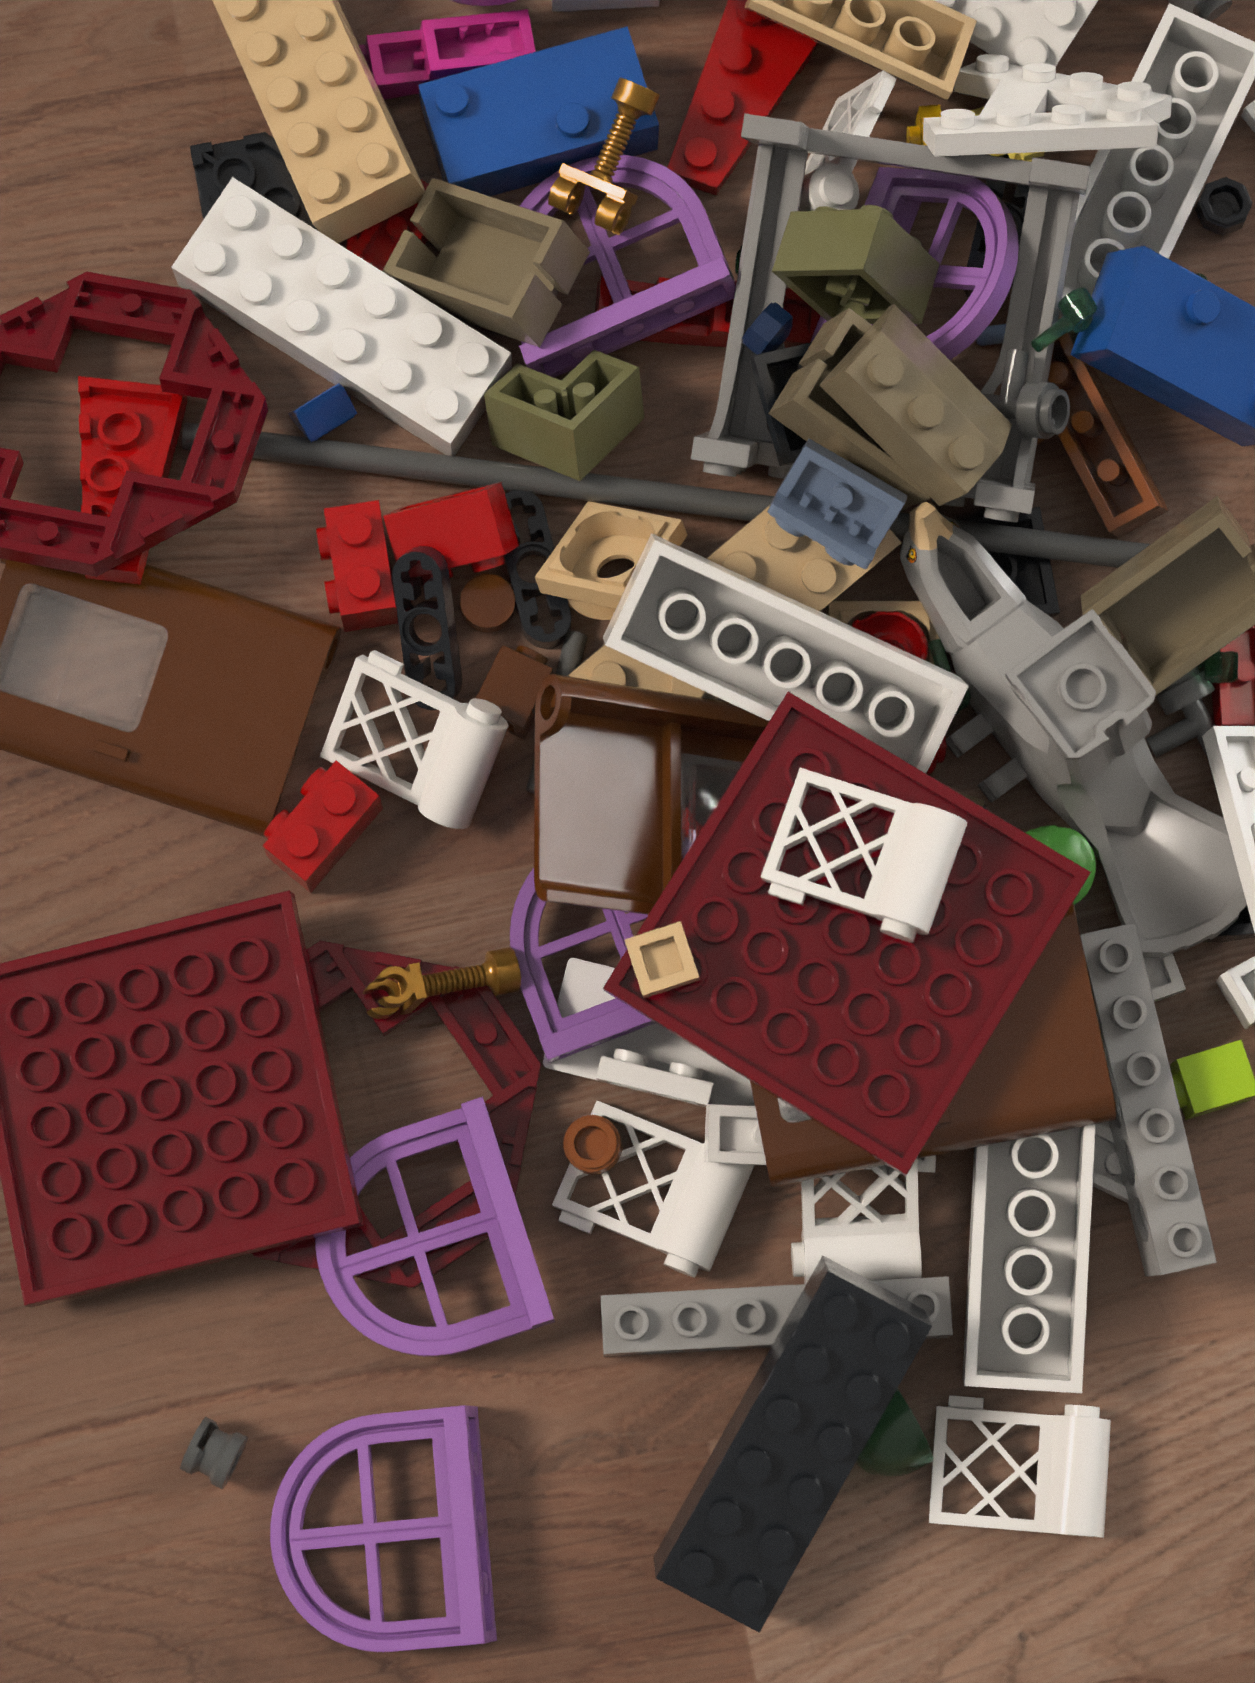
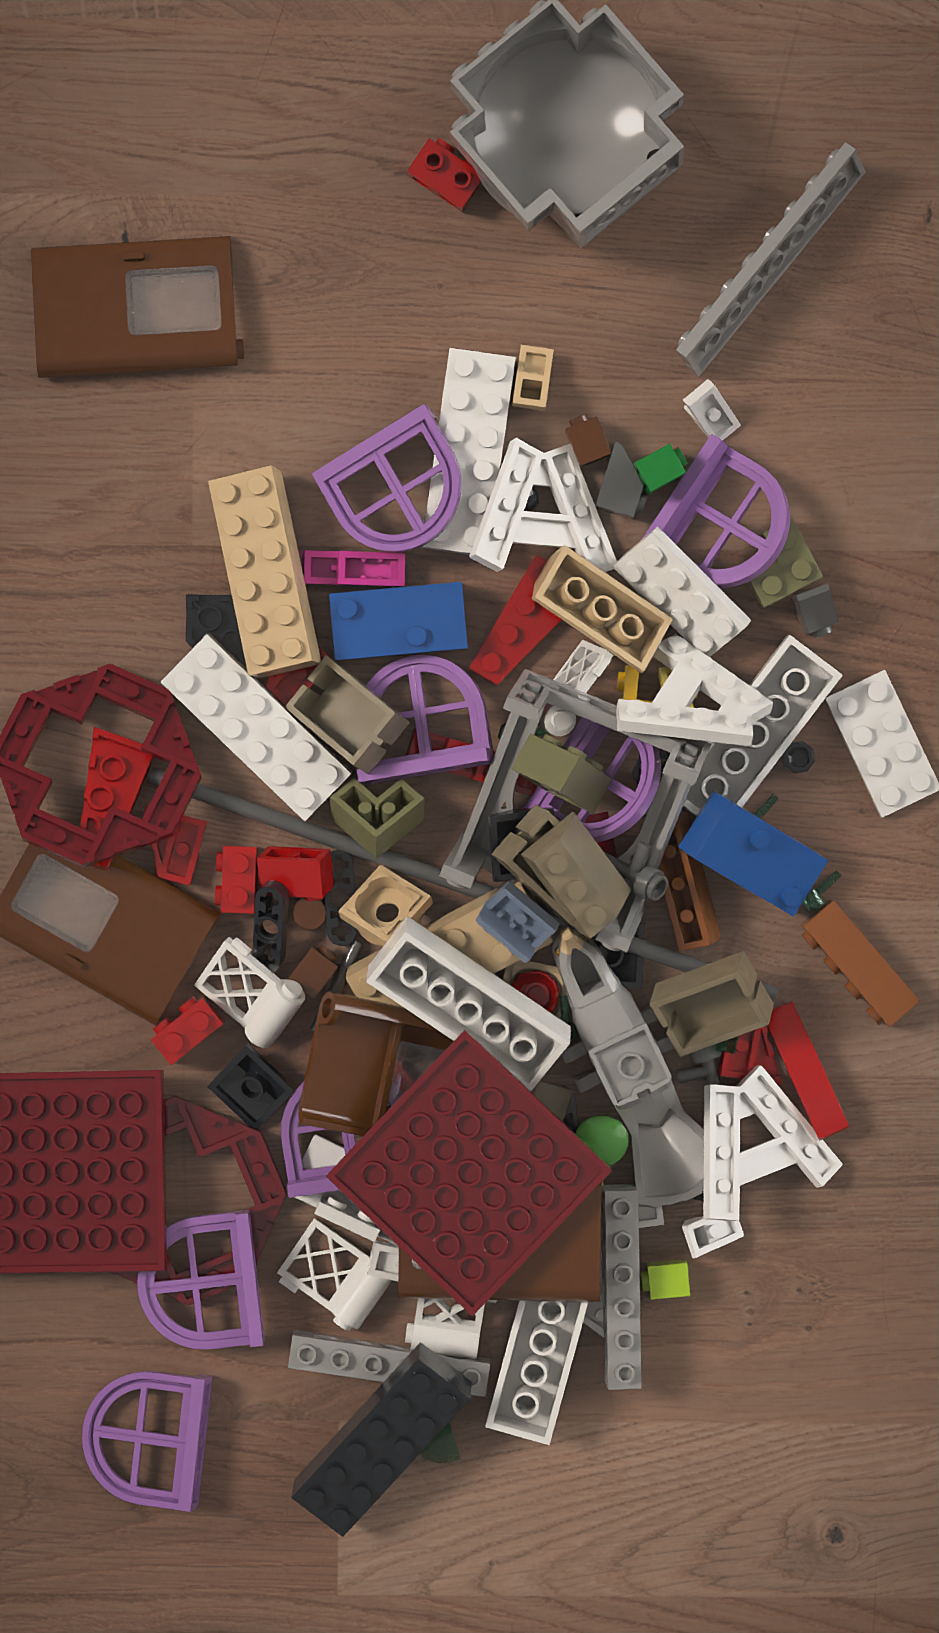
camera: 20 degrees right, 10 degrees up
(219, 1456) = (62, 1377): dark grey wheel -> none
(252, 540) = (178, 855): none -> red wing
(324, 412) = (233, 779): blue slope -> none
(411, 988) = (219, 1141): pearl gold bar -> none
(448, 899) = (251, 1087): none -> black slope
(569, 187) = (454, 635): pearl gold bar -> none
(592, 1144) = (306, 1244): dark orange tile -> none
(662, 959) = (360, 1170): tan plate -> none
(768, 330) = (503, 797): dark blue tile -> none
(909, 870) = (508, 1152): white piece -> none
(1069, 1469) = (536, 1477): white piece -> none
(1077, 310) = (686, 827): clear green hand -> none

